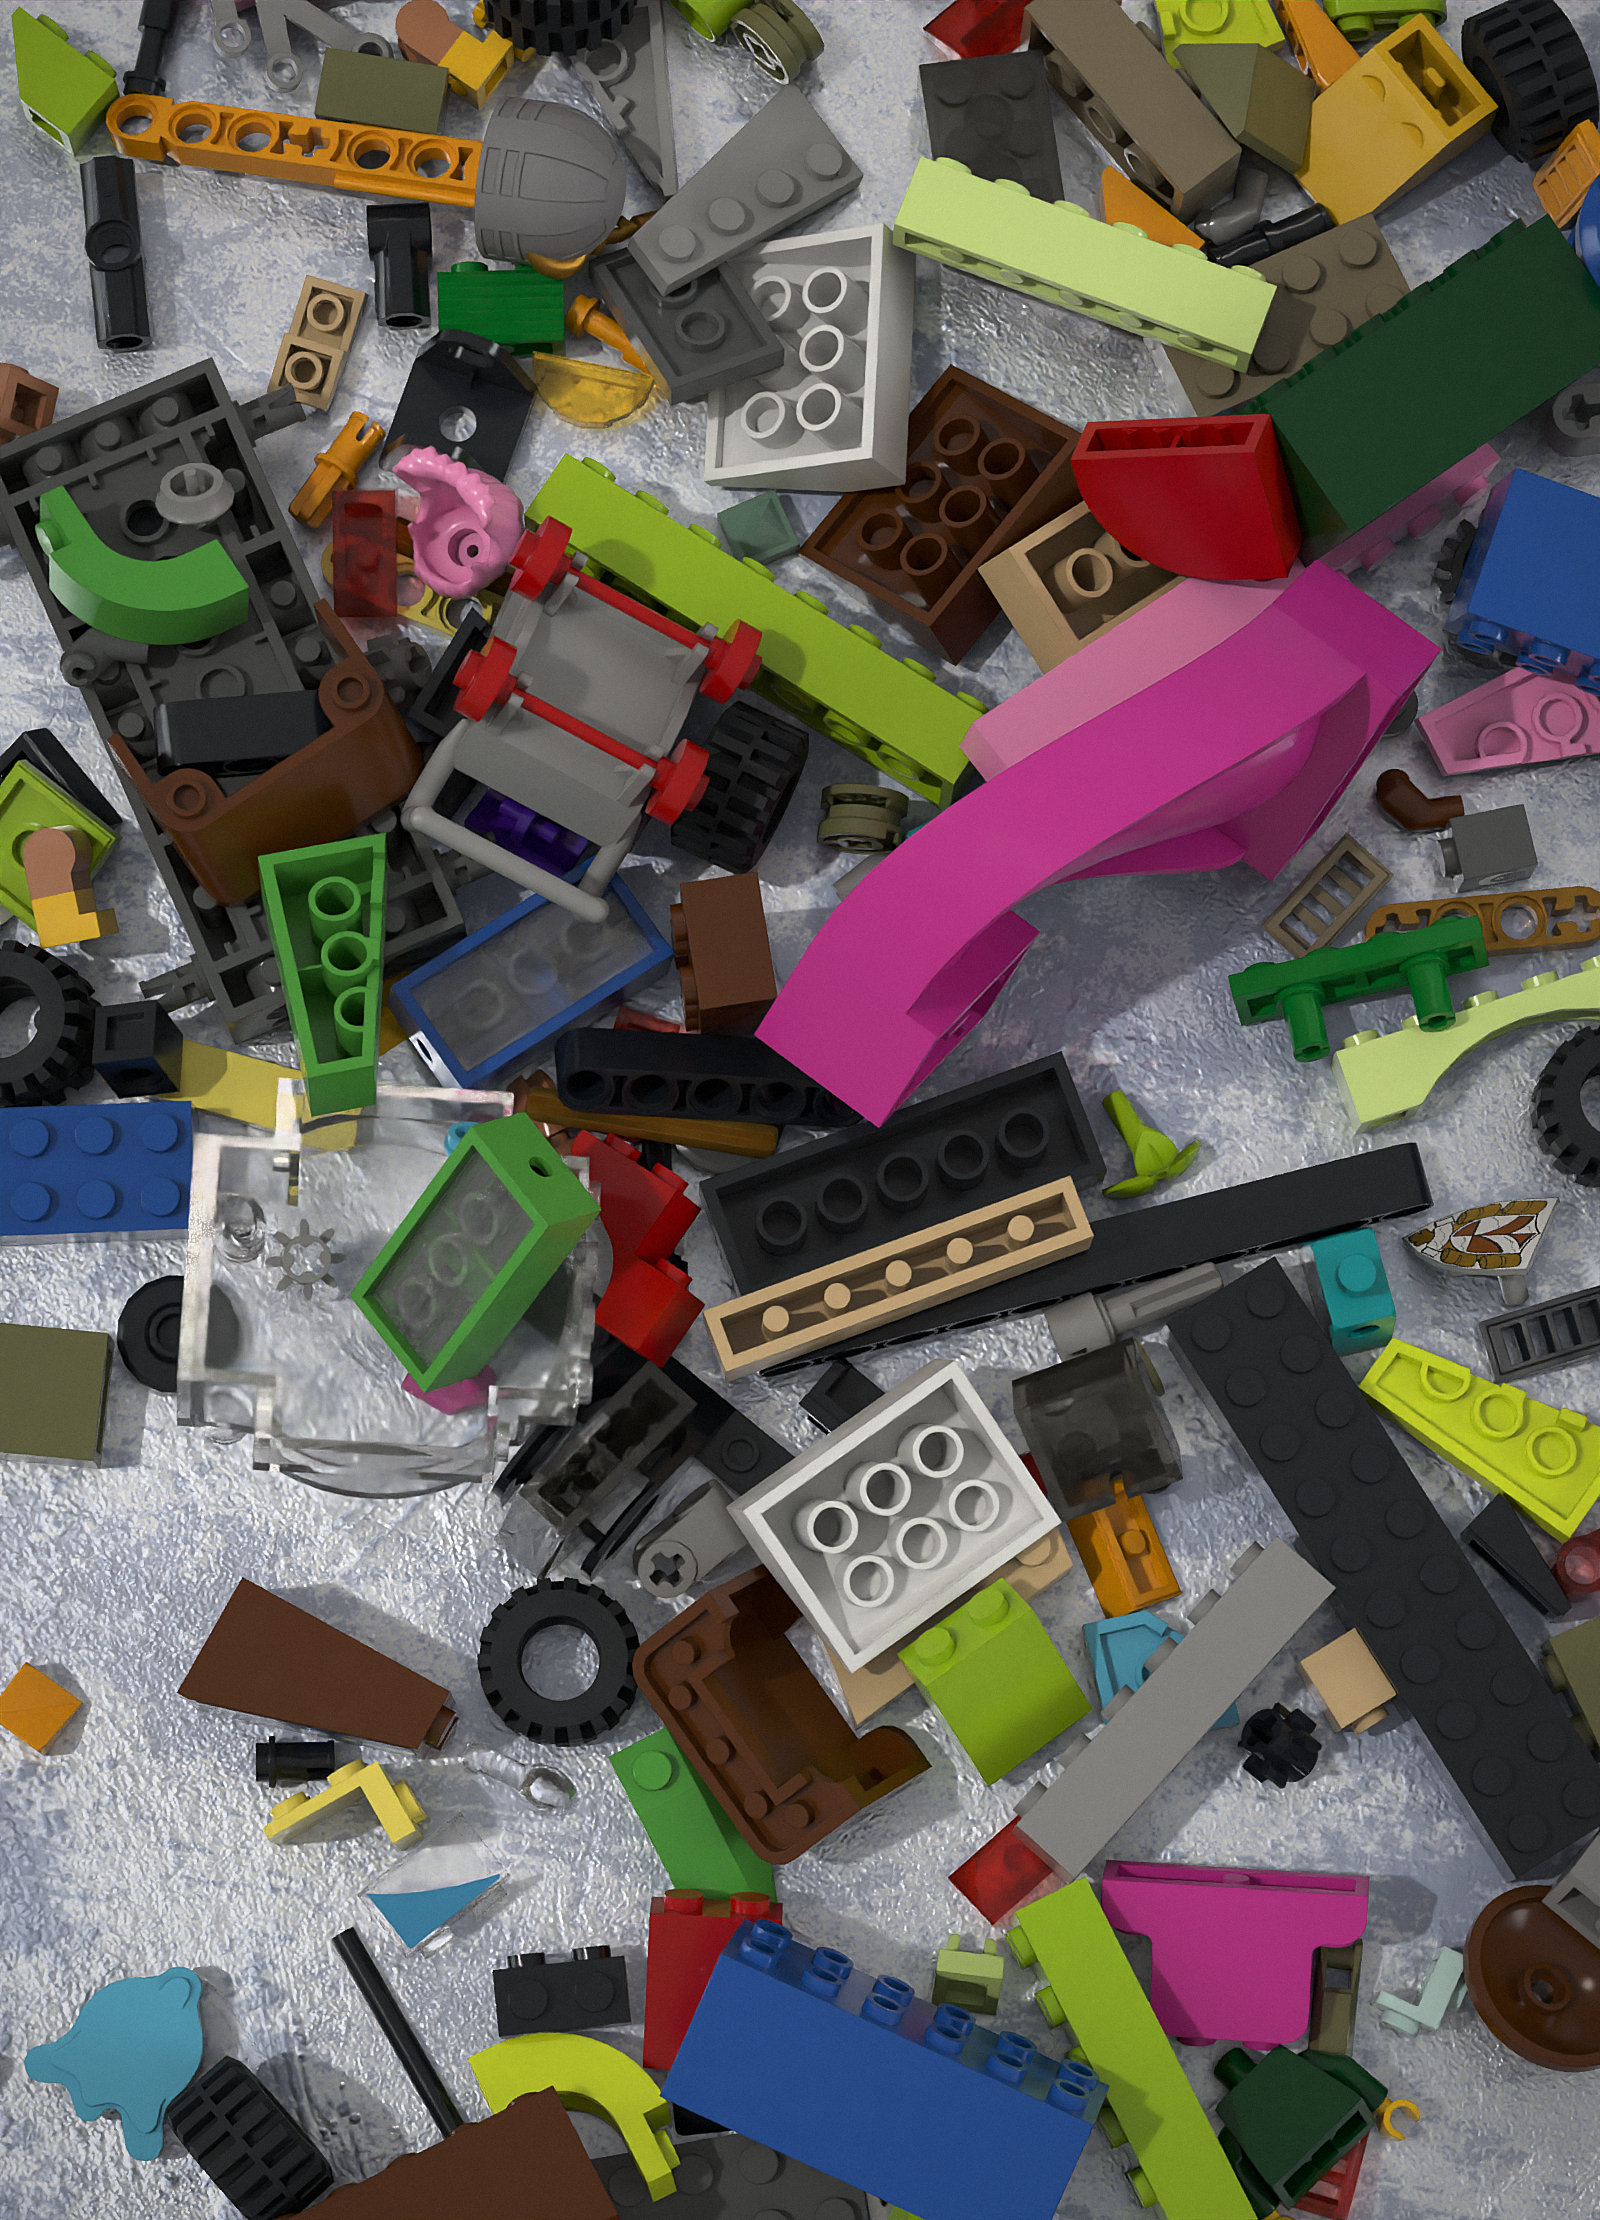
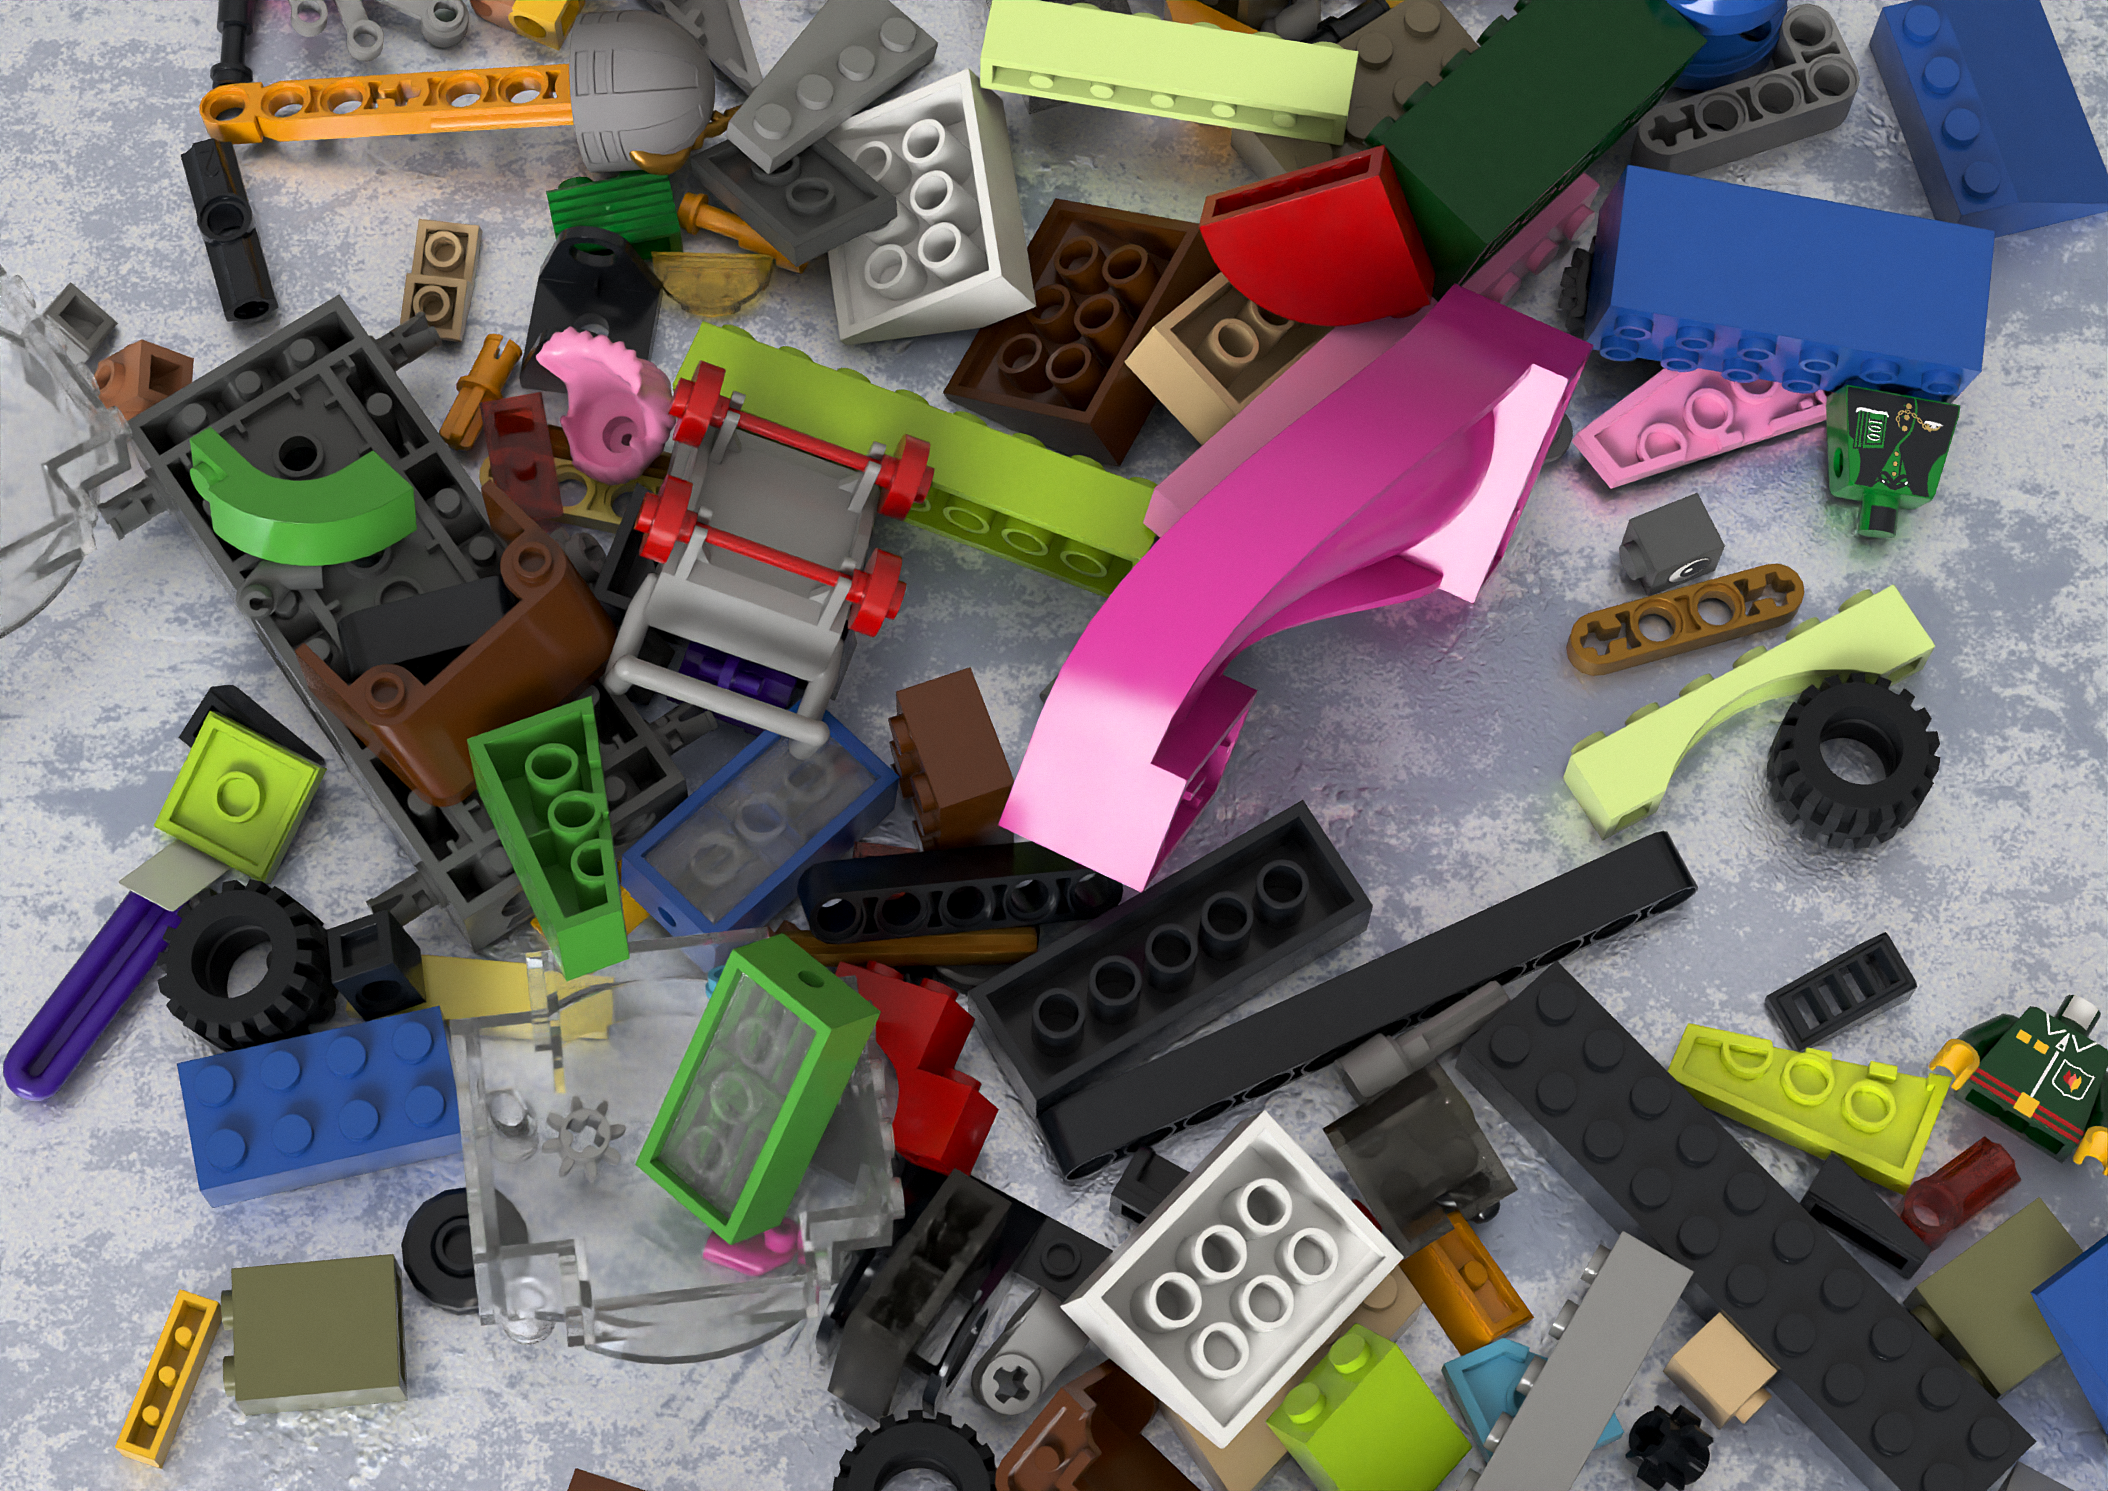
camera: 10 degrees left, 10 degrees down
(58, 85) = (150, 89): lime slope -> none
(61, 887) = (273, 826): leg -> none
(194, 495) = (344, 419): light grey hat -> none
(382, 92) = (463, 37): olive hinge -> none
(400, 252) = (506, 182): black piece -> none
(752, 779) = (941, 607): black tyre -> none
(759, 529) = (904, 369): sand green tile -> none
(862, 818) = (1053, 621): olive wheel -> none
(897, 1279) = (1187, 1047): tan brick -> none
(1152, 1151) = (1409, 883): lime plant -> none
(1337, 975) = (1597, 665): green plate -> none
(1349, 1290) = (1635, 978): teal torso -> none
(1364, 861) = (1550, 577): dark tan slope -> none
(1410, 807) = (1586, 521): reddish brown arm -> none
(1488, 1240) = (1761, 915): shield -> none

